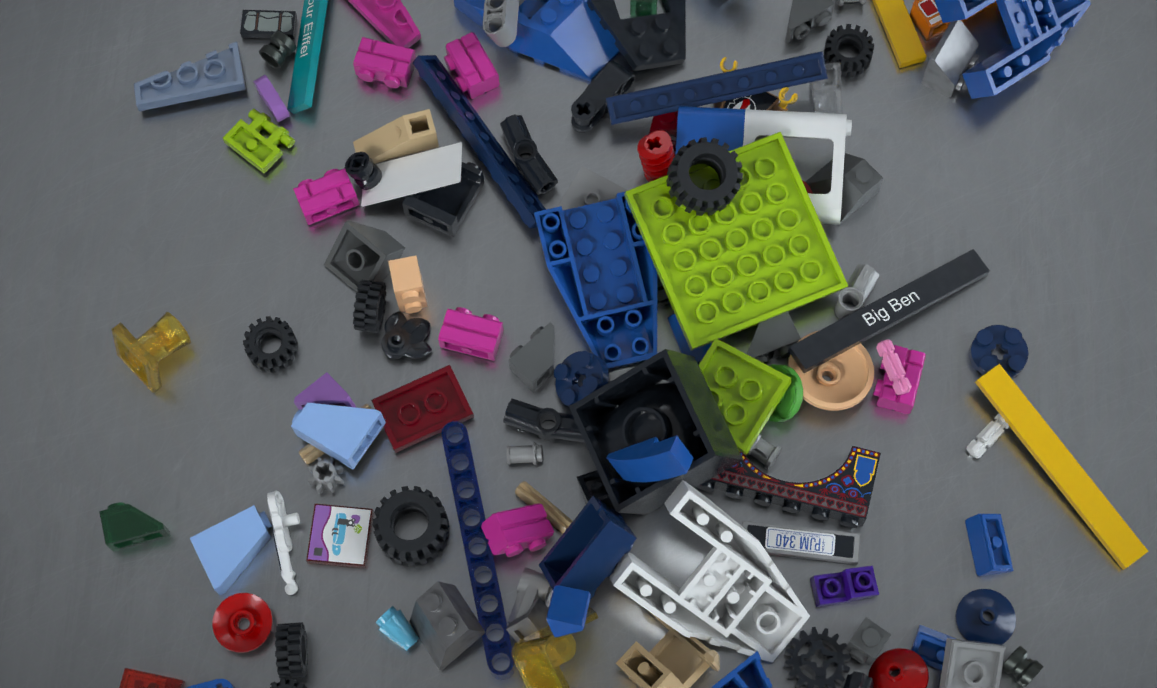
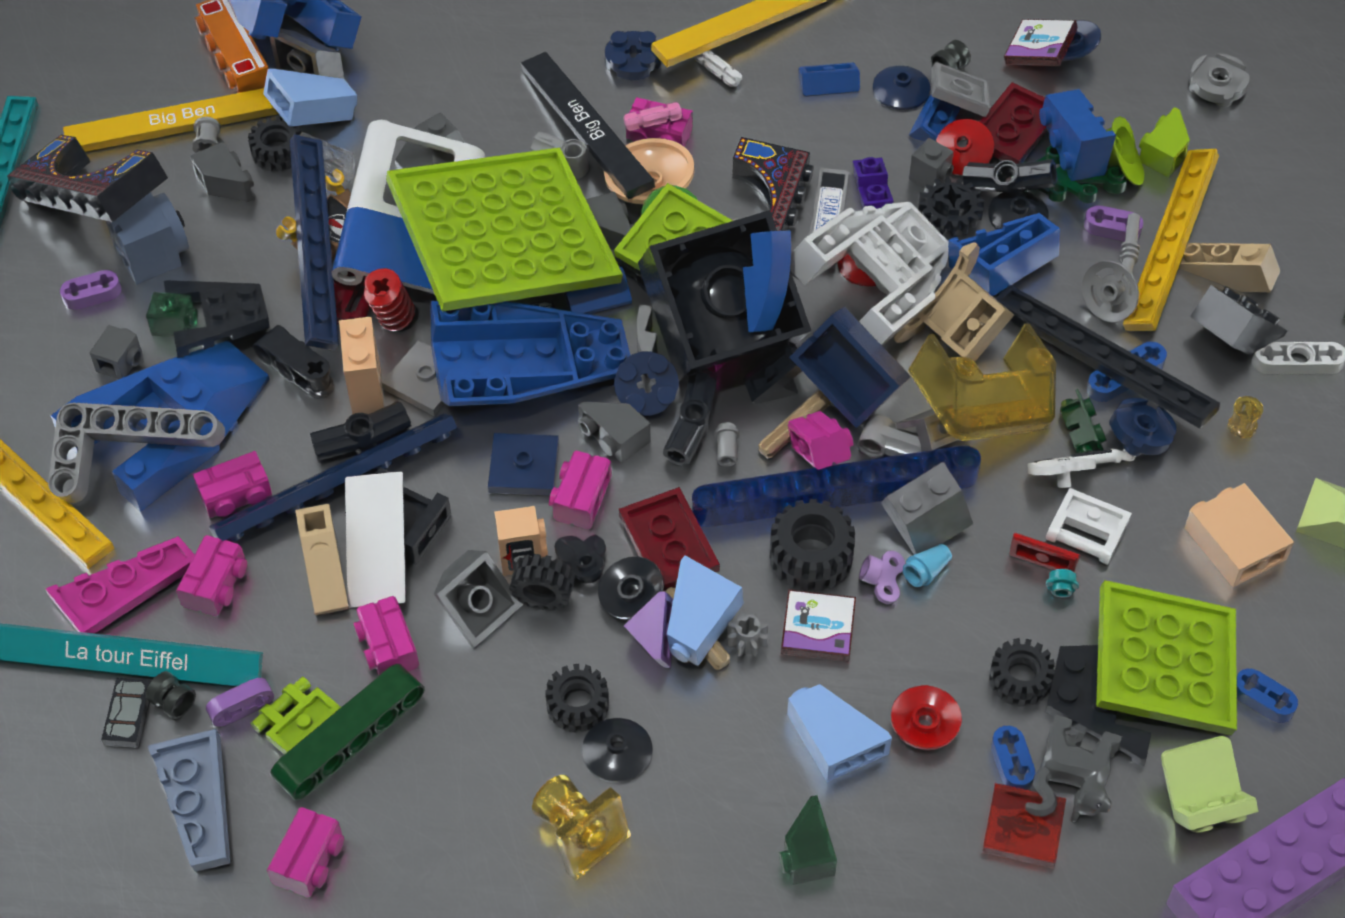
camera: 90 degrees left, 15 degrees down
(141, 159) = (306, 852): none -> dark pink brick
(236, 389) = (619, 763): none -> black dish
(244, 178) = (347, 732): none -> dark green beam
(282, 538) = (829, 677): white piece -> none
(291, 650) = (961, 658): black tyre -> none
(363, 170) = (364, 595): black wheel -> none
(368, 370) = (624, 578): none -> black dish
(389, 590) = (883, 575): none -> lavender piece
(502, 287) = (523, 464): none -> dark blue plate
(567, 610) = (927, 360): blue slope -> none
(581, 143) = (361, 365): none -> light nougat brick
(714, 156) = (439, 224): black tyre -> none
(896, 68) = (309, 97): none -> light blue slope

